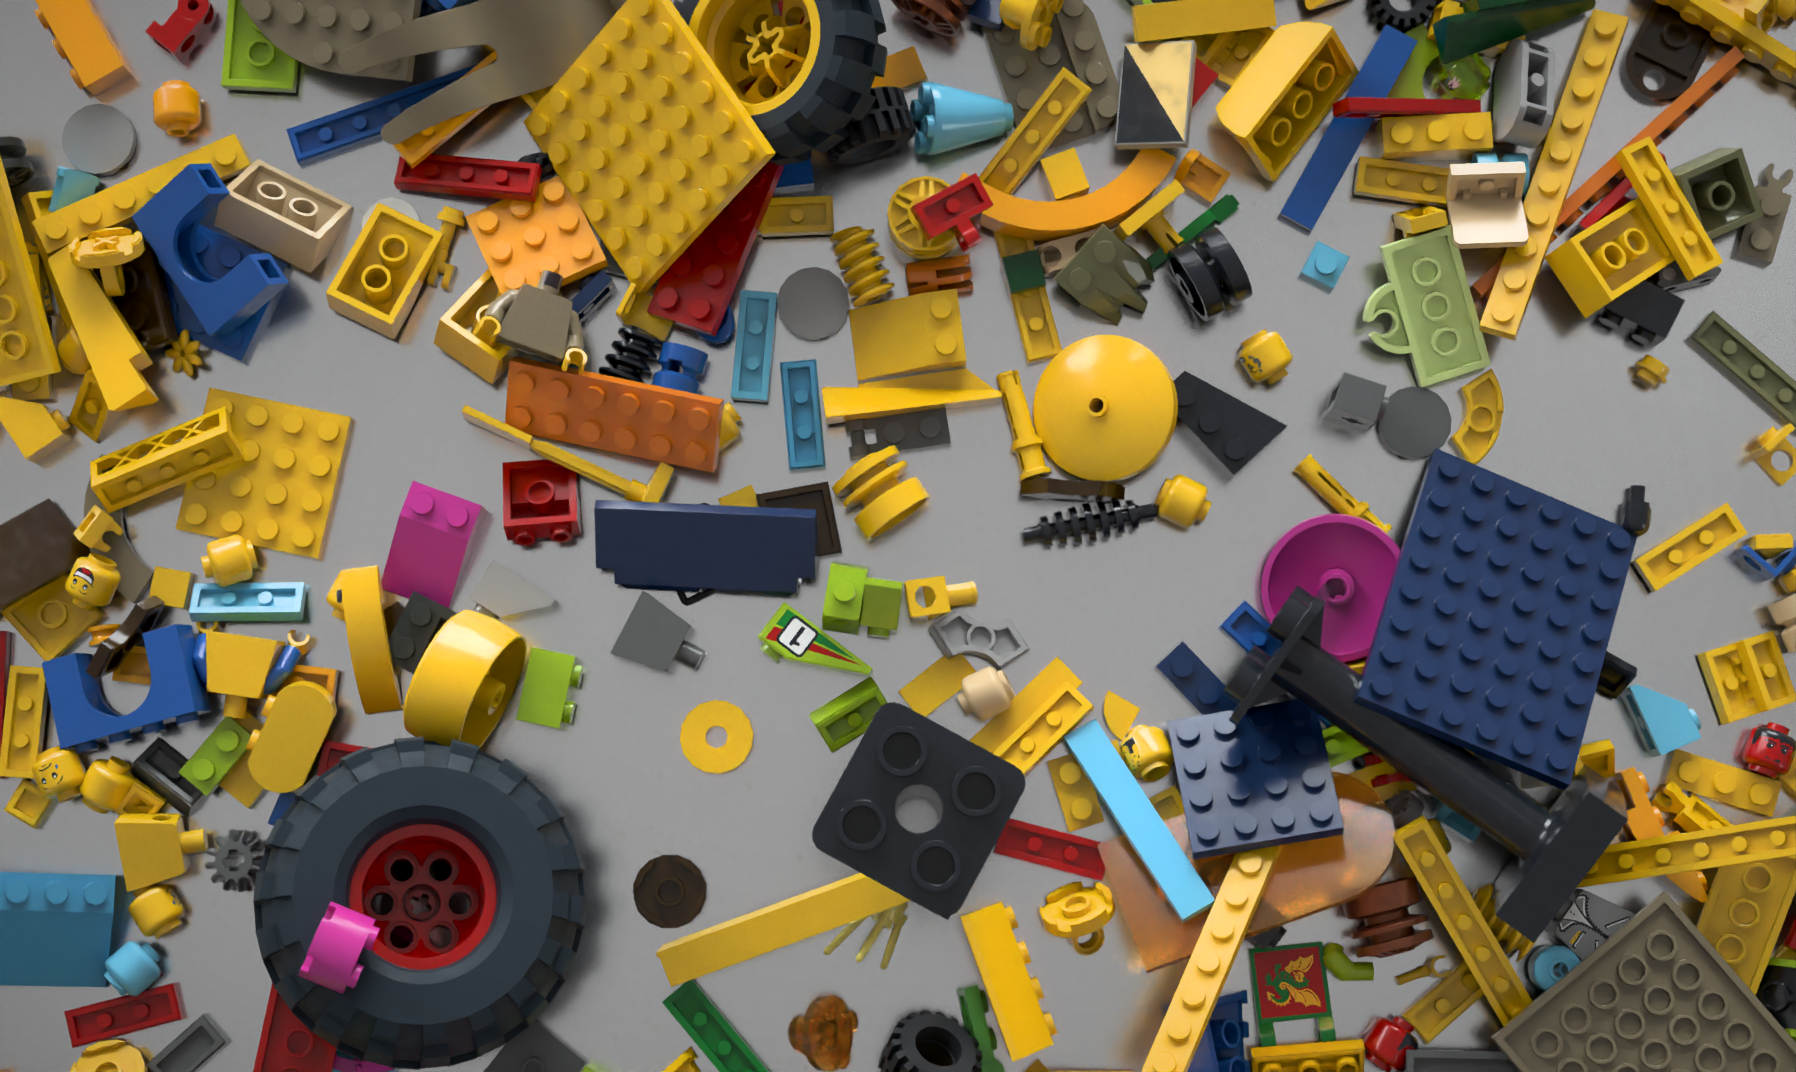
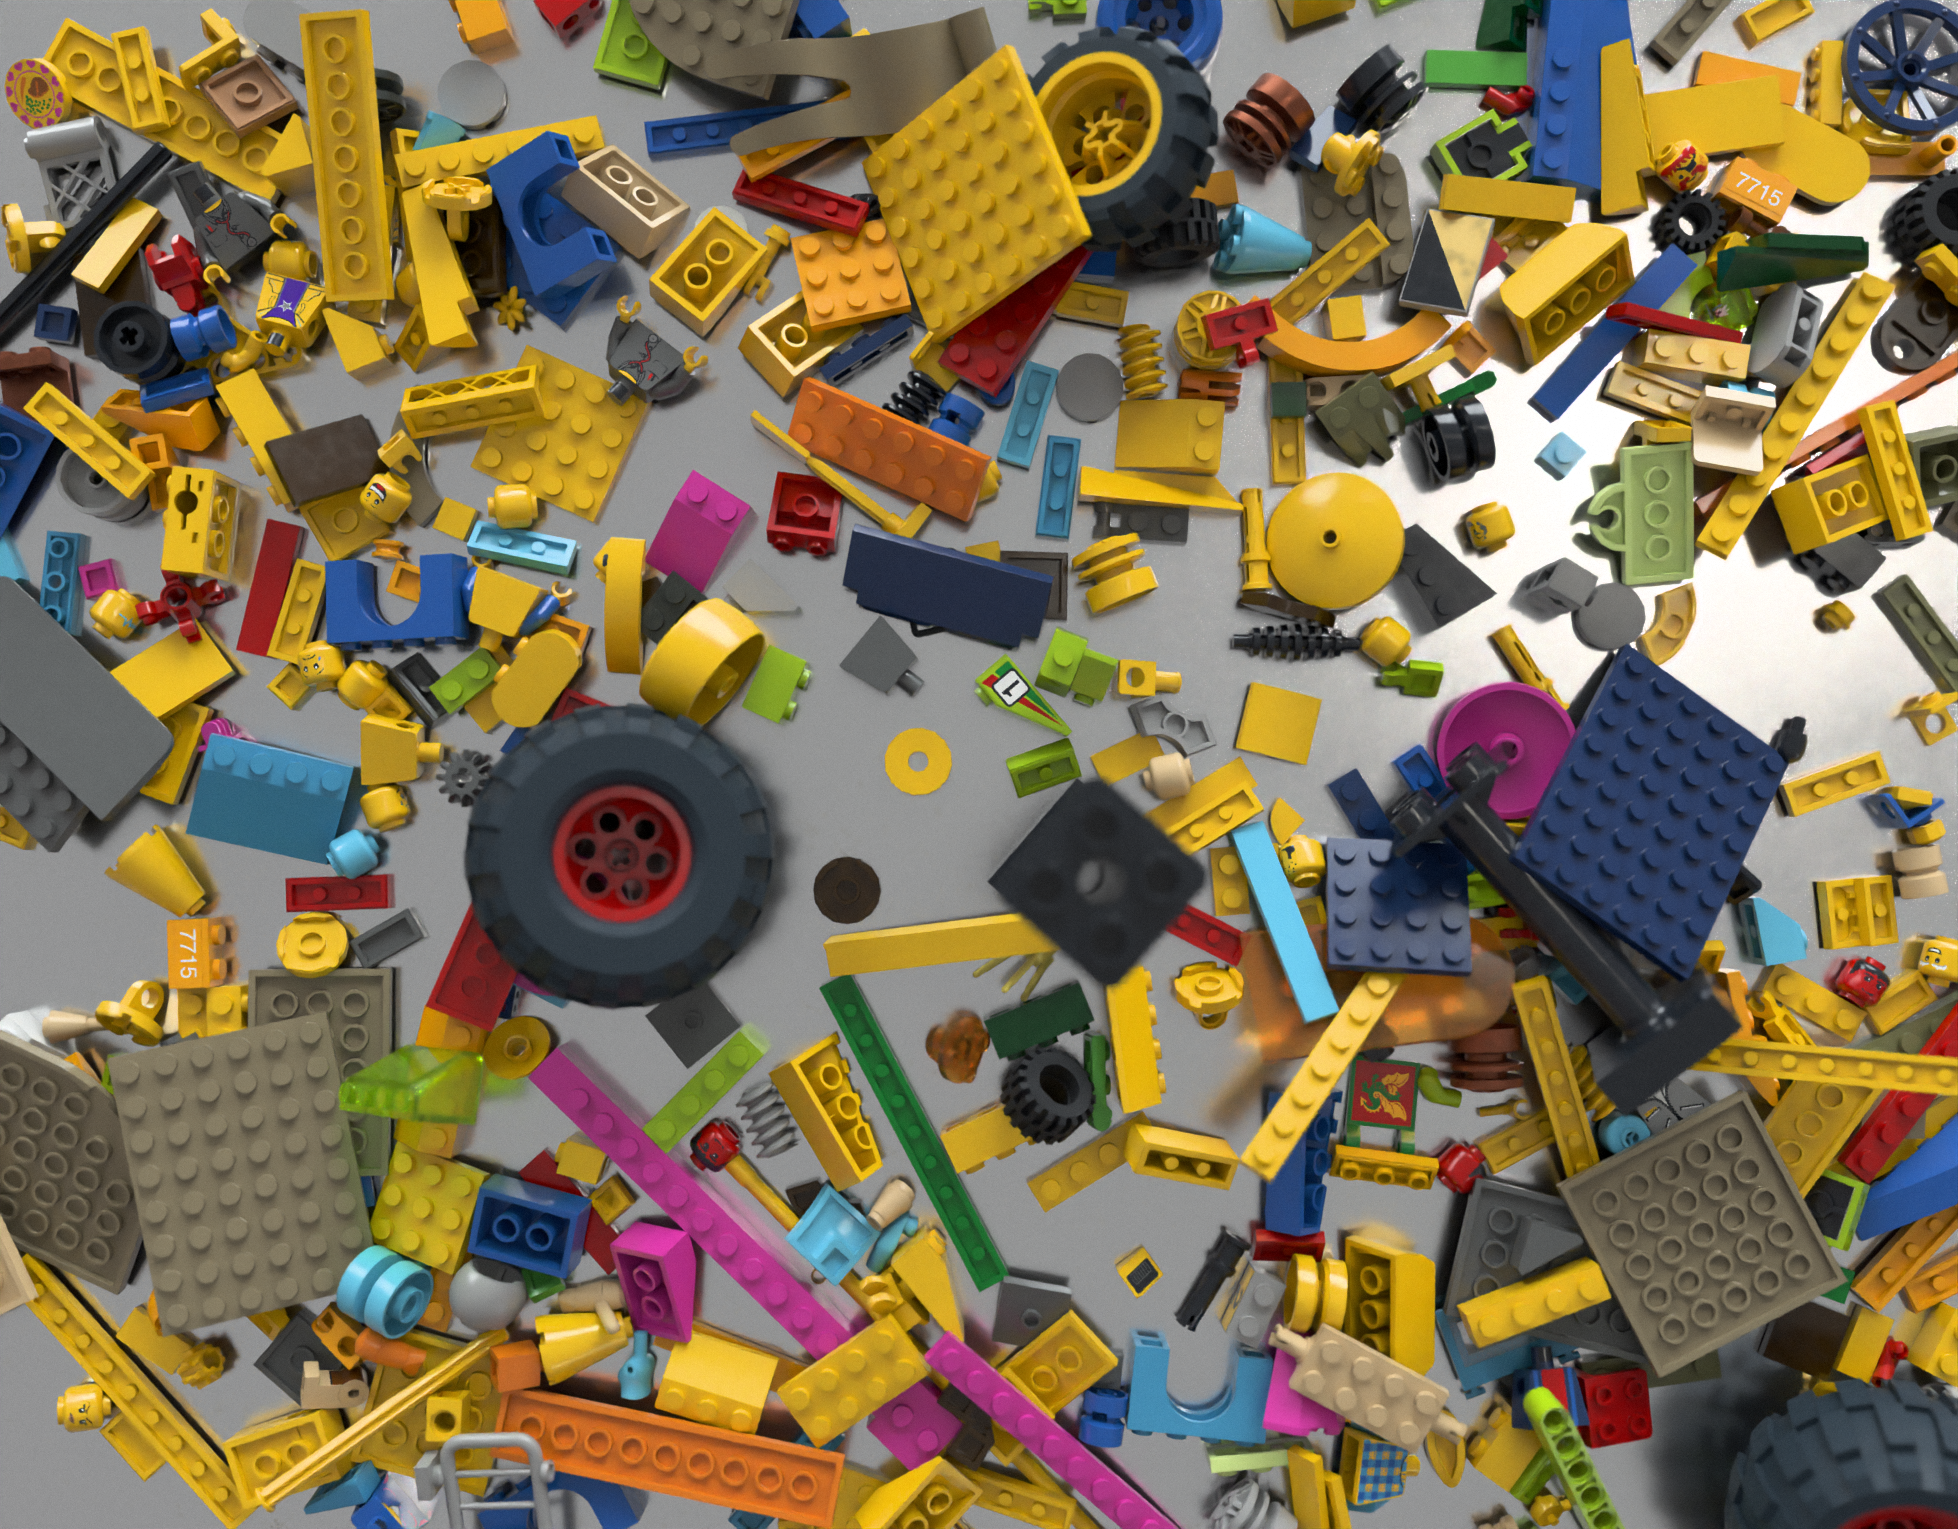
camera: 10 degrees right, 5 degrees up
(118, 645) = (394, 563): dark brown tile -> none
(176, 108) = (548, 80): light orange head -> none
(337, 947) = (533, 885): dark pink cylinder -> none
(338, 379) = (644, 361): none -> dark grey torso
(537, 322) = (836, 348): dark tan torso -> none
(905, 986) = (1039, 1021): none -> dark green brick
(1090, 612) = (1278, 723): none -> yellow slope
(1224, 532) = (1418, 678): none -> lime plate

